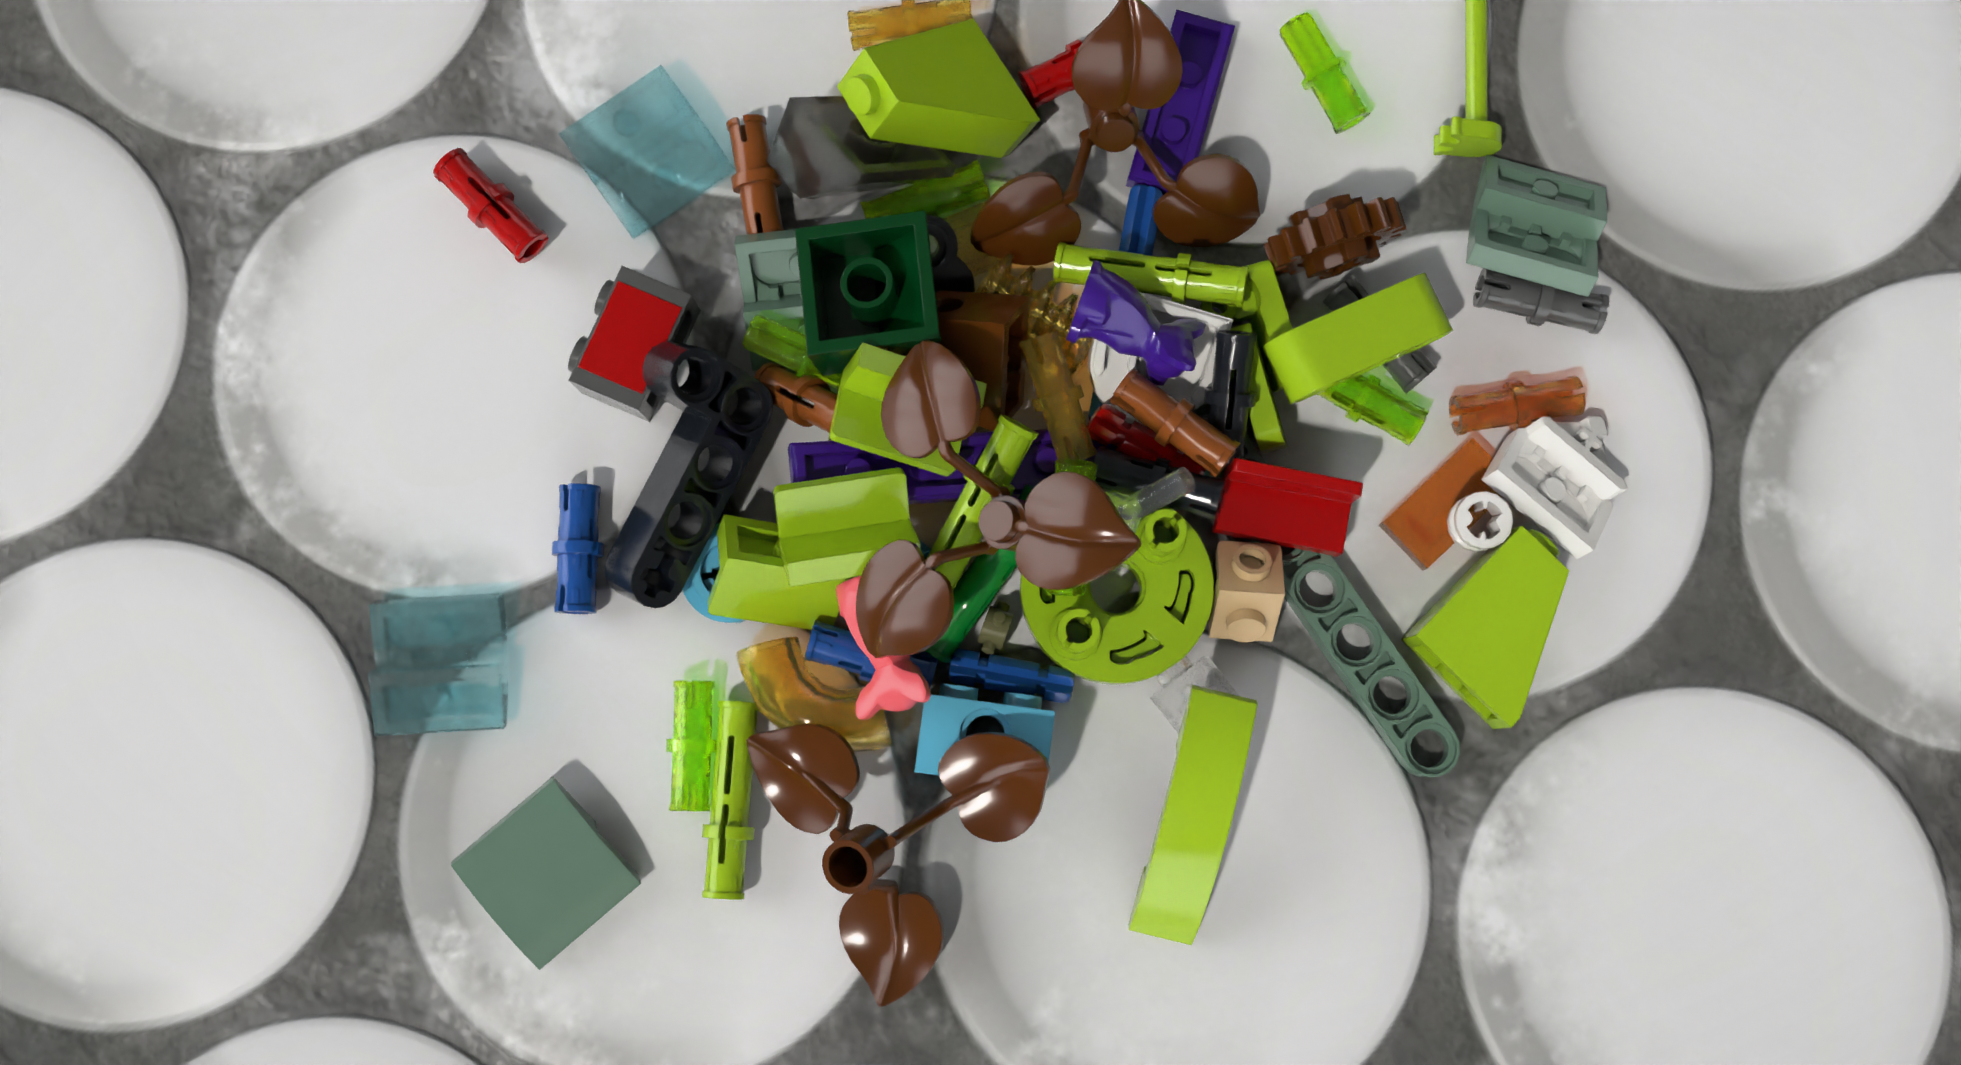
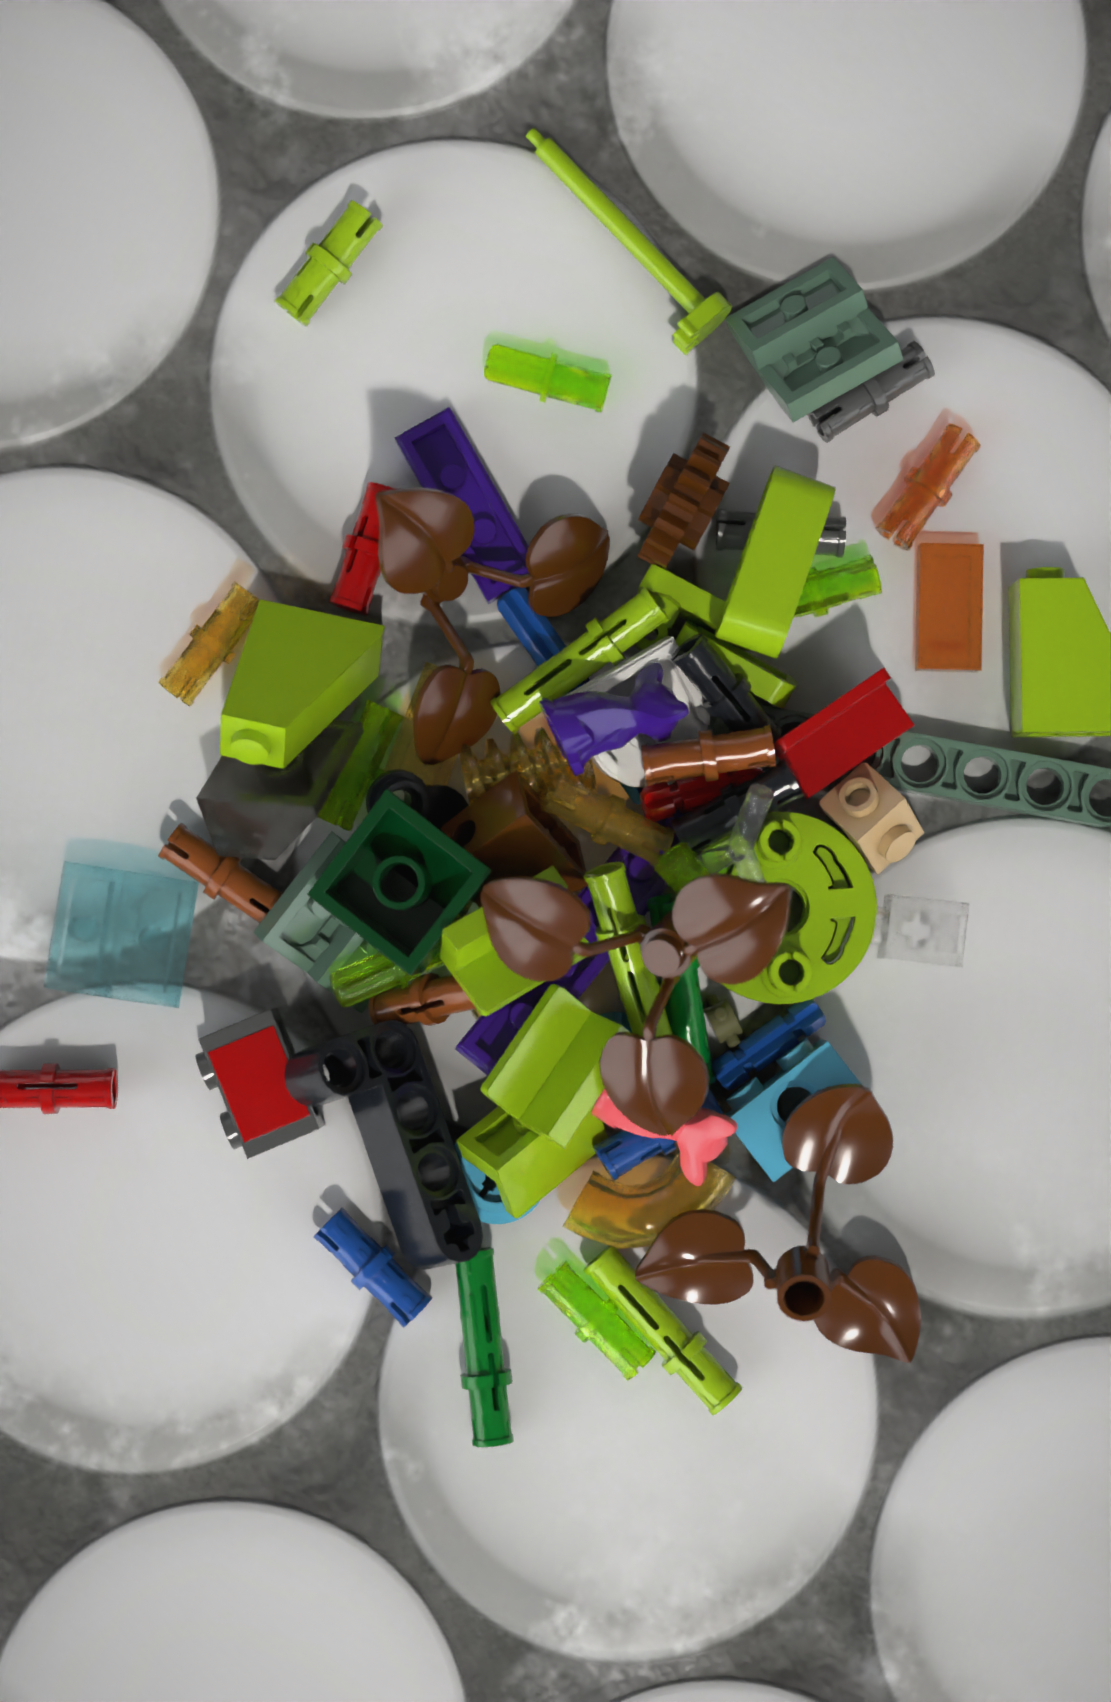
camera: 40 degrees left, 5 degrees up
(439, 664) = (359, 1445): clear light blue slope -> none
(545, 873) = (587, 1509): sand green slope -> none
(592, 685) = (483, 1350): none -> green pin
(1195, 815) = (994, 1012): lime slope -> none
(1499, 525) = (1000, 589): white bush -> none
(1558, 479) = (1010, 512): white slope -> none

